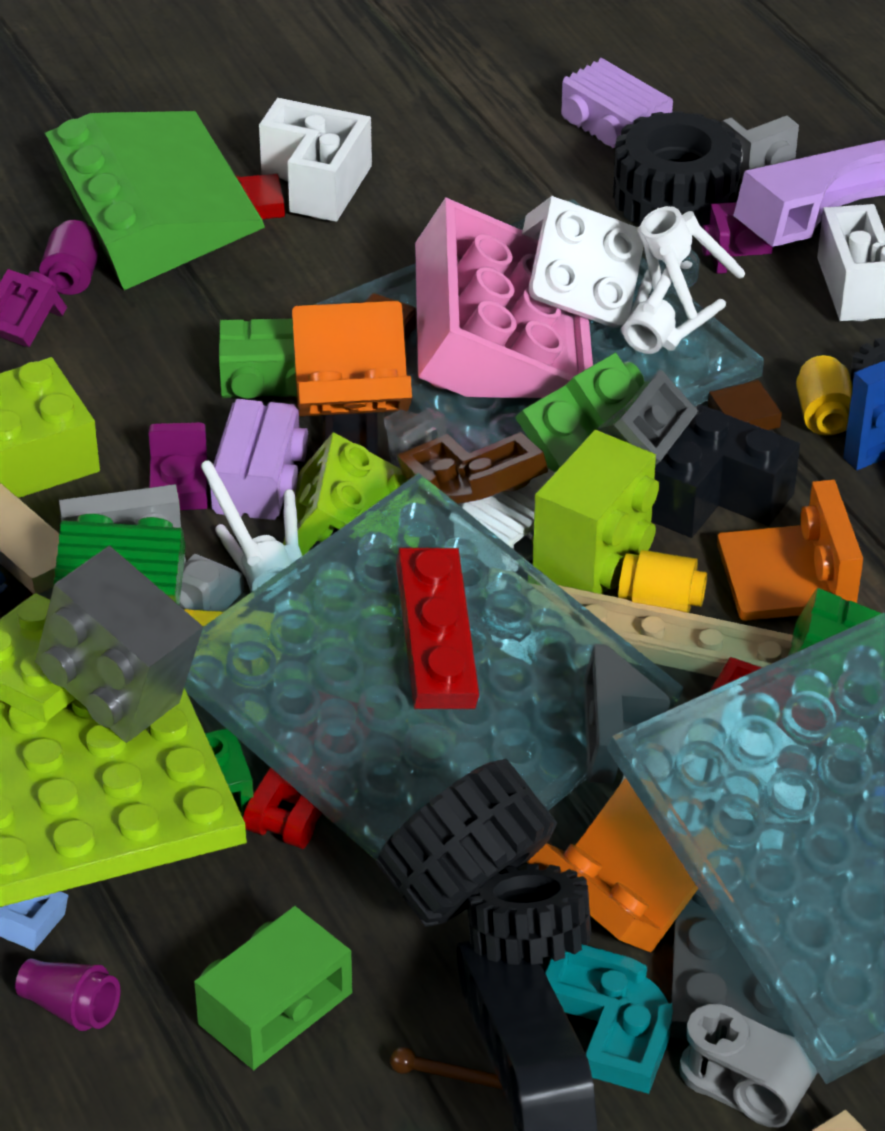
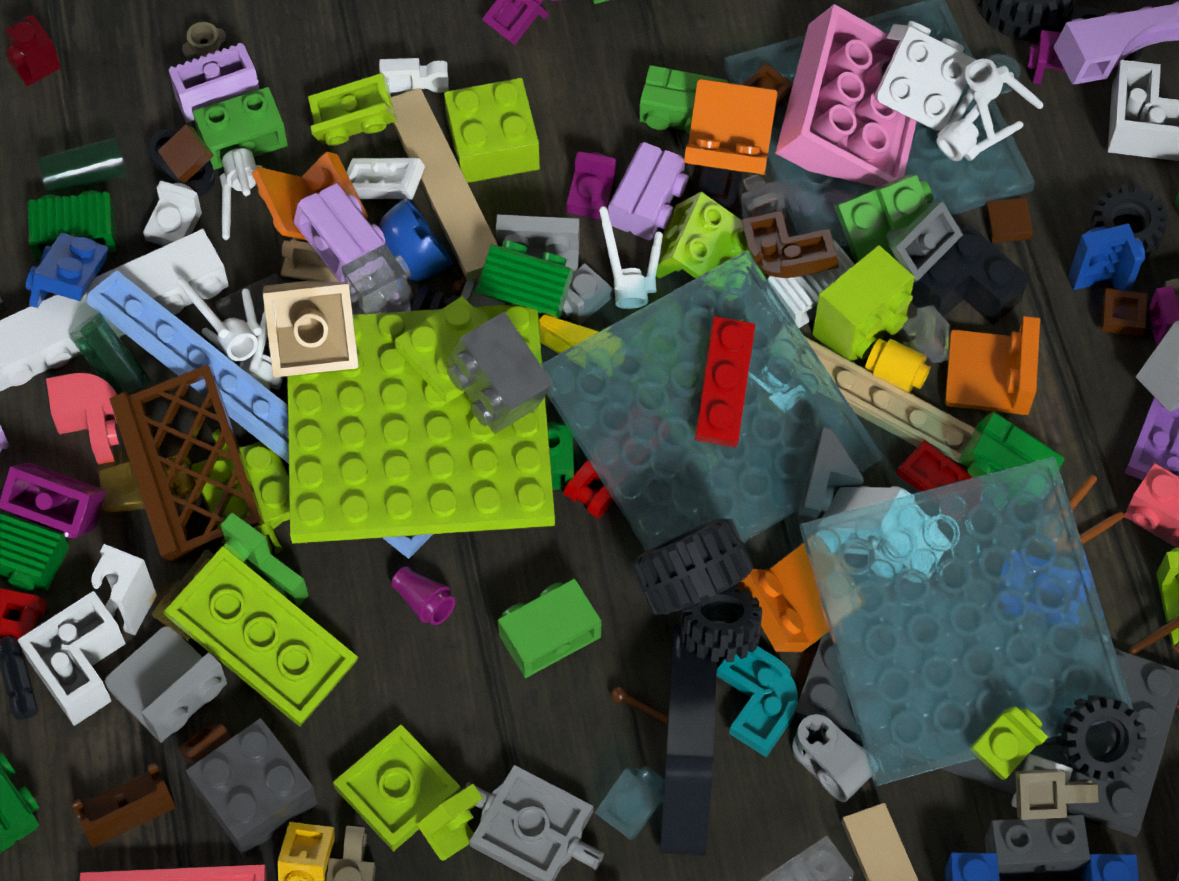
camera: 15 degrees right, 20 degrees up
(689, 537) = (930, 333): none -> clear tile
(824, 395) = (1068, 221): yellow brick -> none

